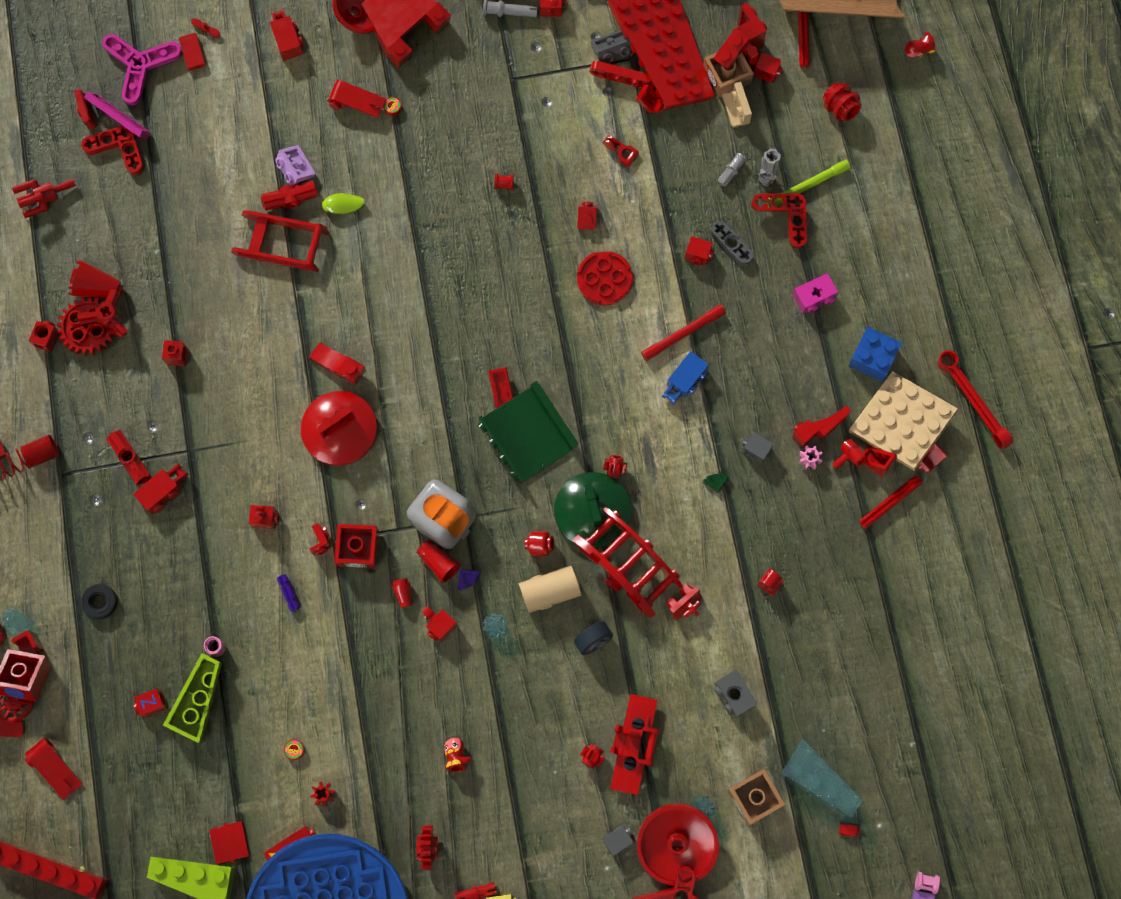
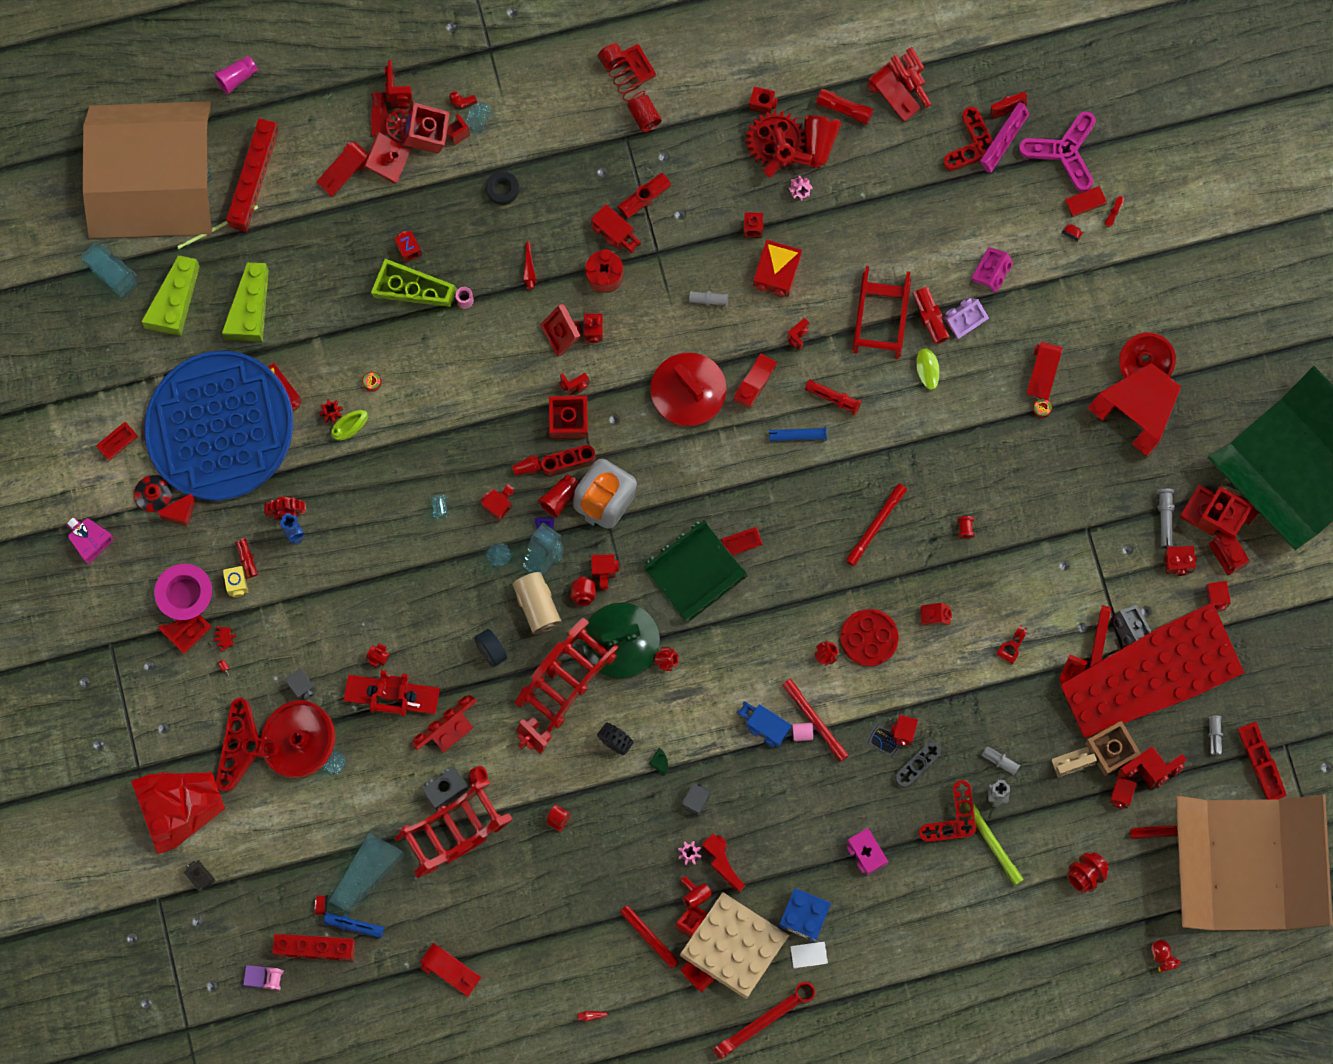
camera: 85 degrees right, 0 degrees up
(44, 217) = (898, 97): none -> red door
(48, 720) = (386, 158): none -> red tile
(69, 248) = (857, 111): none -> red axle
(142, 306) = (800, 187): none -> bright pink gear
(198, 578) = (529, 273): none -> red piece
(201, 491) = (604, 281): none -> red brick
(221, 65) = (1072, 232): none -> red piece
(223, 334) = (777, 268): none -> red brick
(229, 842) = (284, 333): red piece -> none
(245, 402) = (708, 298): none -> light grey pin
(248, 137) = (993, 269): none -> dark pink bracket
(263, 548) = (561, 330): none -> red tile
(285, 35) = (1112, 292): red brick -> none
(288, 593) = (521, 359): dark purple axle -> none
(295, 323) = (798, 330): none -> red bracket
(340, 775) = (349, 425): none -> lime arm
(365, 284) = (841, 400): none -> red pin
(396, 327) = (798, 434): none -> blue pin
(396, 542) = (574, 453): none -> red beam
(437, 680) = (439, 506): none -> clear light blue bush
(452, 839) = (292, 528): none -> blue piece
(454, 752) = (375, 527): red animal -> none
(497, 577) = (545, 549): none -> clear light blue wedge
(516, 522) = (604, 567): none -> red brick
(517, 280) = (893, 499): none -> red piece
(619, 316) = (826, 653): none -> red gear
(672, 689) = (448, 728): none -> red bracket
(694, 520) = (615, 738): none -> black tyre
(695, 343) = (802, 732): none -> bright pink beam
(704, 274) = (883, 740): none -> sticker
(723, 660) = (478, 774): none -> red tile
(731, 48) = (1129, 746): red plate -> none
(756, 797) = (345, 810): medium nougat brick -> none
(795, 678) = (463, 845): none -> red fence
(867, 819) = (353, 925): none -> blue pin
(896, 837) = (314, 947): none -> red brick
(910, 356) = (809, 954): none -> white sticker
(919, 700) = (449, 969): none -> red door
(967, 565) = (590, 1015): none -> red piece

